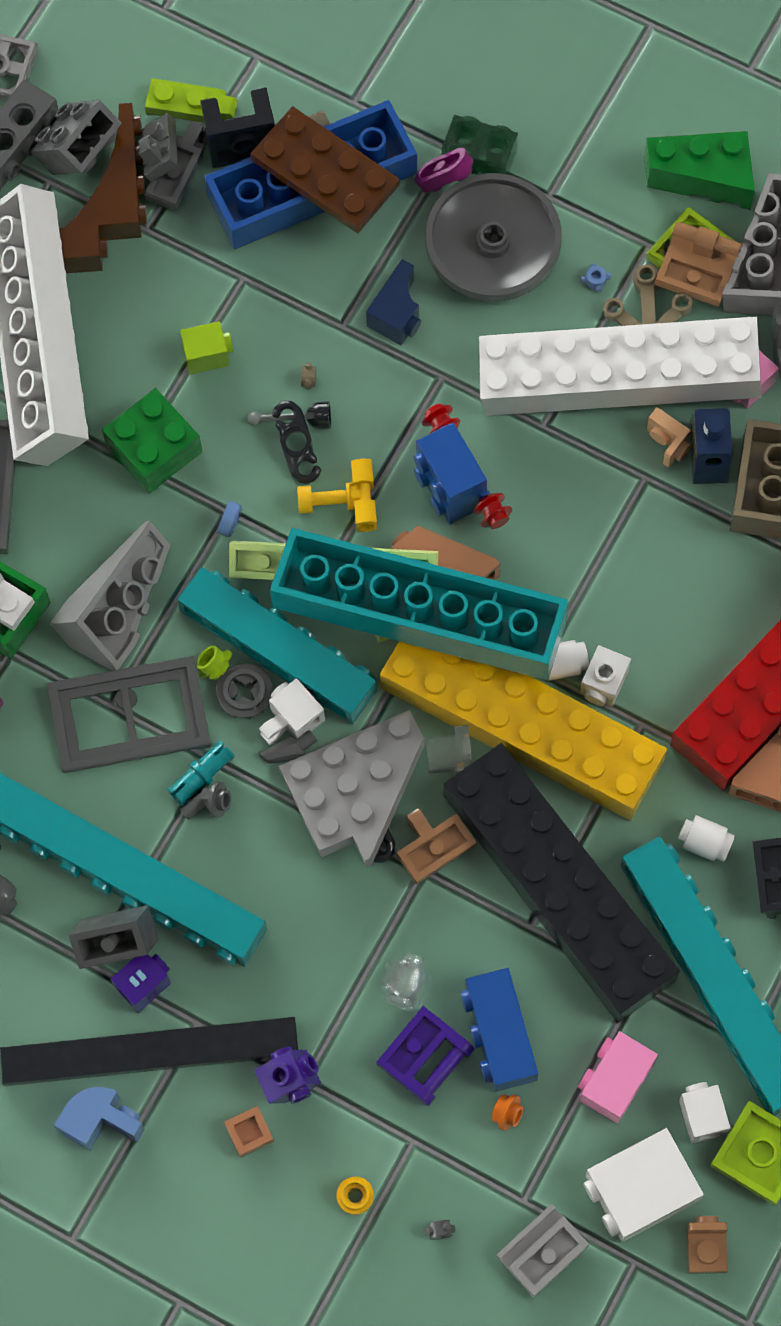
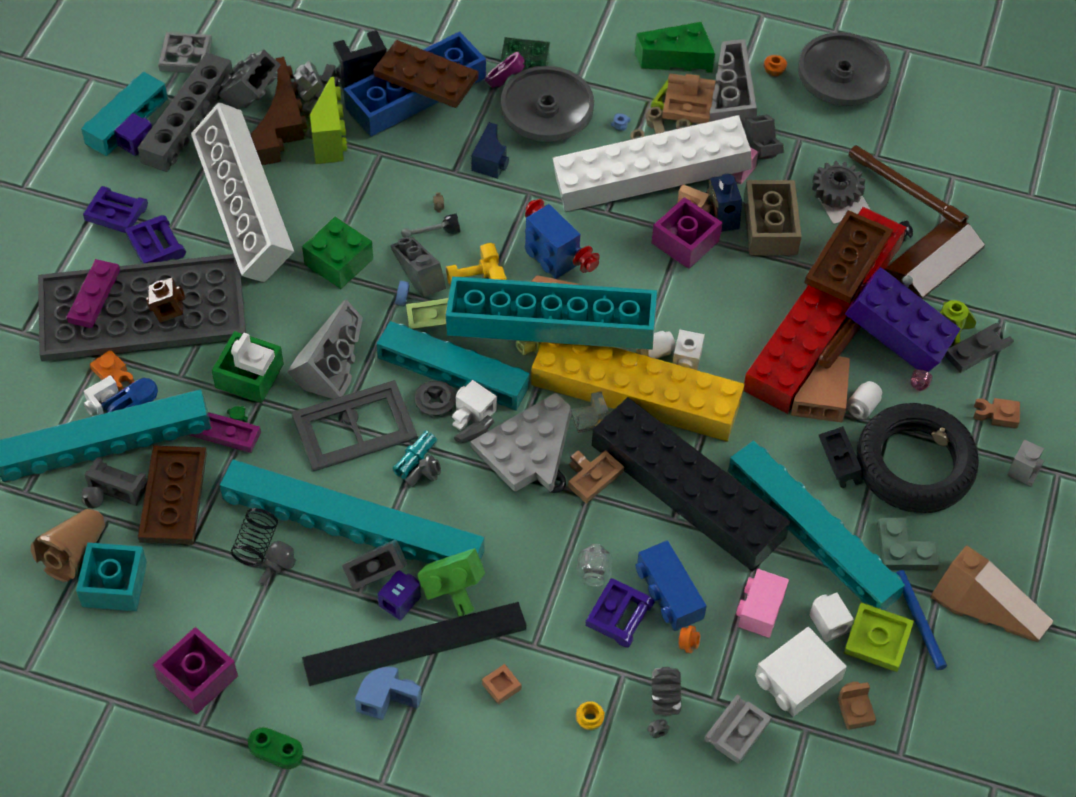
camera: 15 degrees left, 15 degrees down
(173, 230) = (327, 127): none -> lime slope
(183, 100) = (315, 54): lime hinge -> none
(206, 347) = (363, 193): lime brick -> none
(212, 972) = (452, 577): none -> bright green brick
(213, 662) = (409, 382): lime plate -> none
(260, 477) = (419, 265): none -> dark grey slope
(288, 1076) = (523, 639): dark purple brick -> none
(294, 458) = (438, 231): black piece -> none
(458, 1185) = (666, 691): none -> dark grey gear
(645, 486) = (686, 232): none -> magenta brick
(706, 838) = (784, 441): white brick -> none

